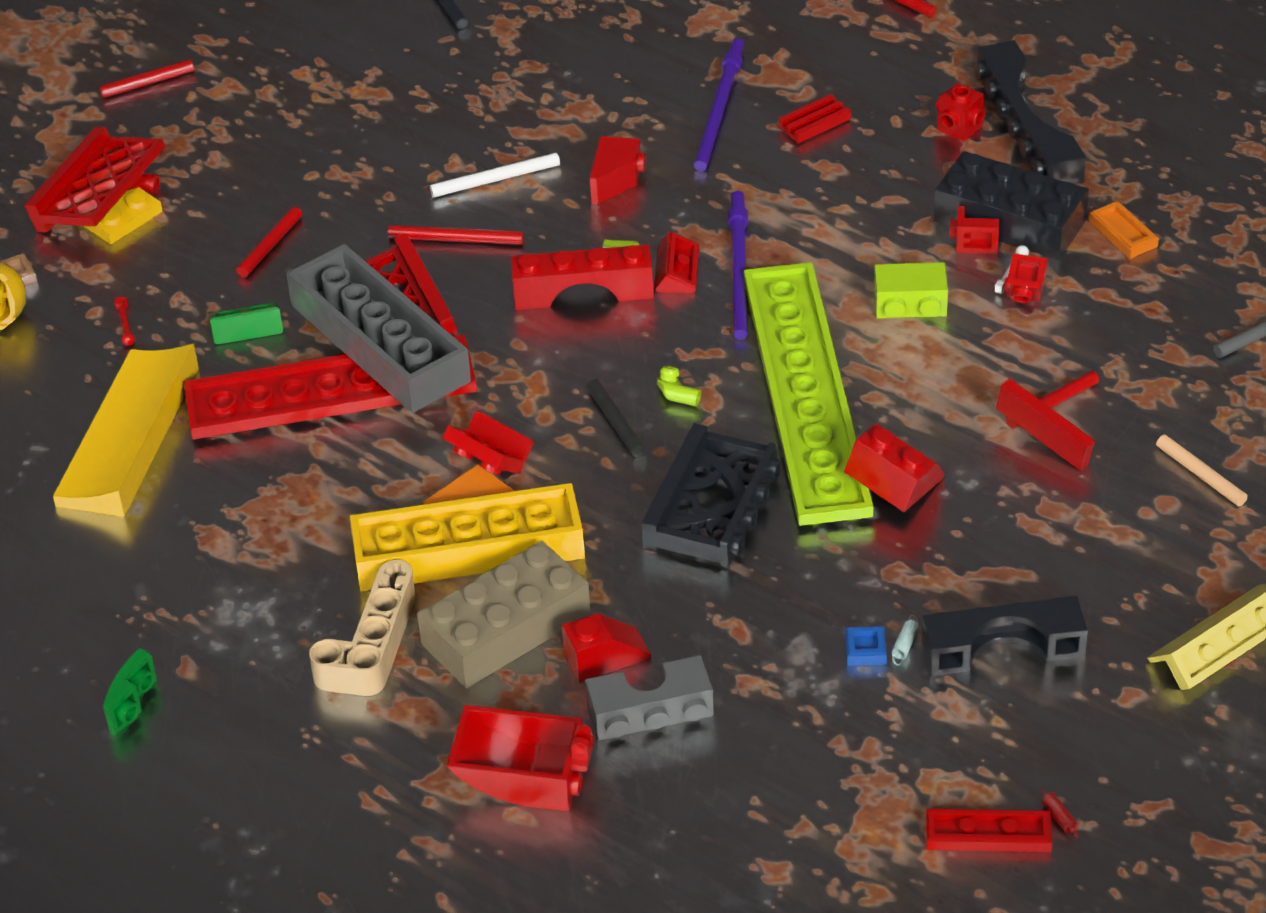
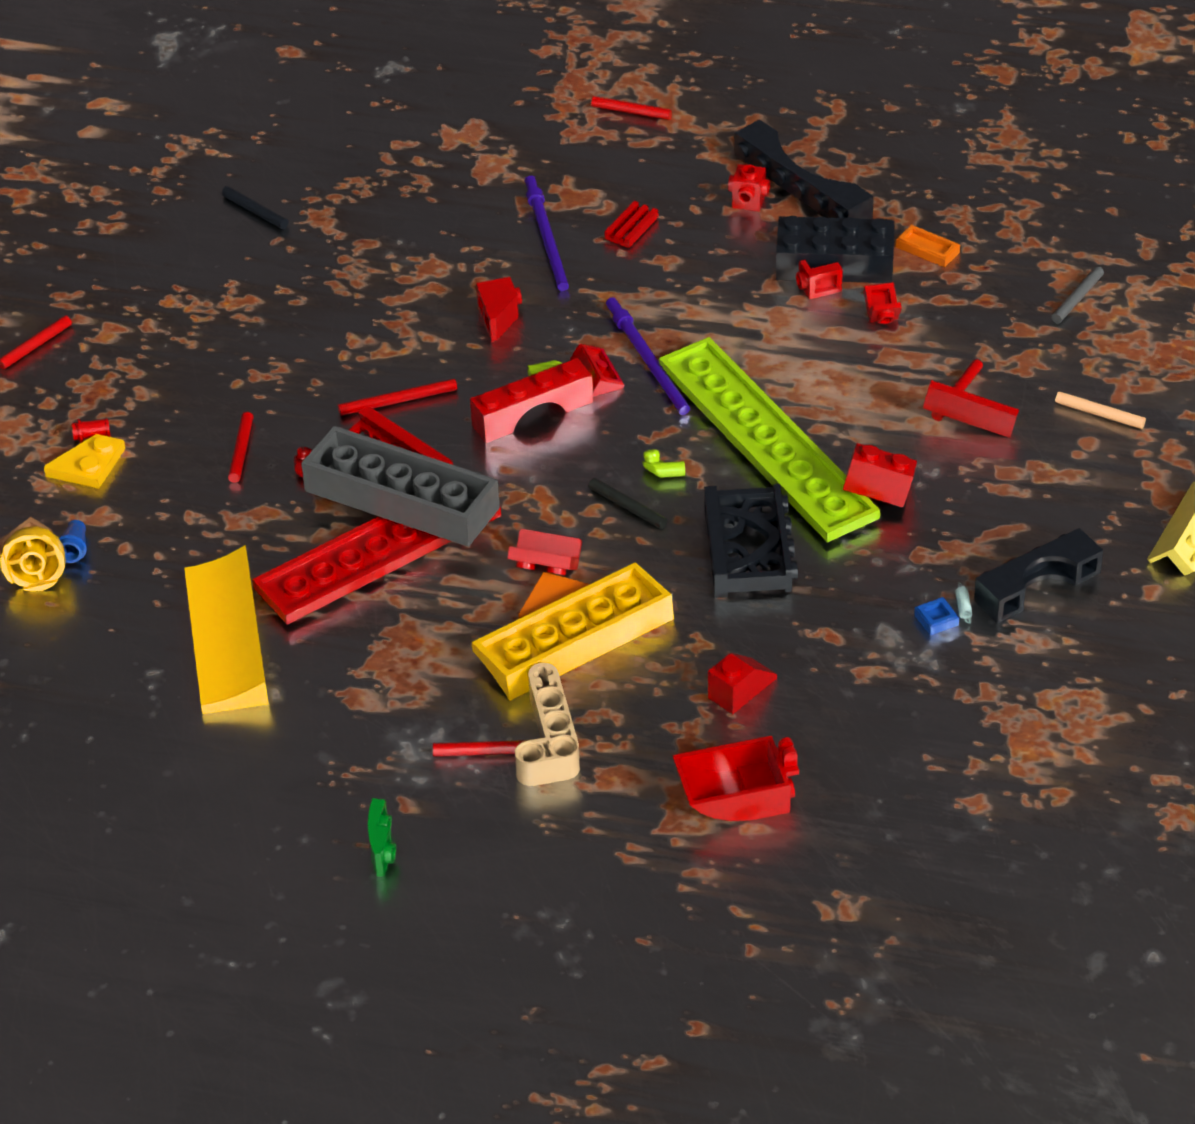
camera: 25 degrees left, 0 degrees up
(44, 290) = (74, 541): none -> blue cone
(84, 169) = (35, 438): red fence -> none
(121, 304) = (145, 534): red hinge -> none
(246, 323) = (266, 517): slope -> none
(285, 629) = (475, 748): none -> red bar
(494, 175) = (396, 340): white bar -> none
(503, 613) = (646, 679): dark tan brick -> none
(623, 710) = (824, 696): dark grey arch -> none
(910, 290) = (799, 337): lime brick -> none
(988, 830) = (1113, 720): red tile -> none
(999, 287) = (860, 285): white hinge -> none
(1059, 813) = (1157, 691): red piece -> none

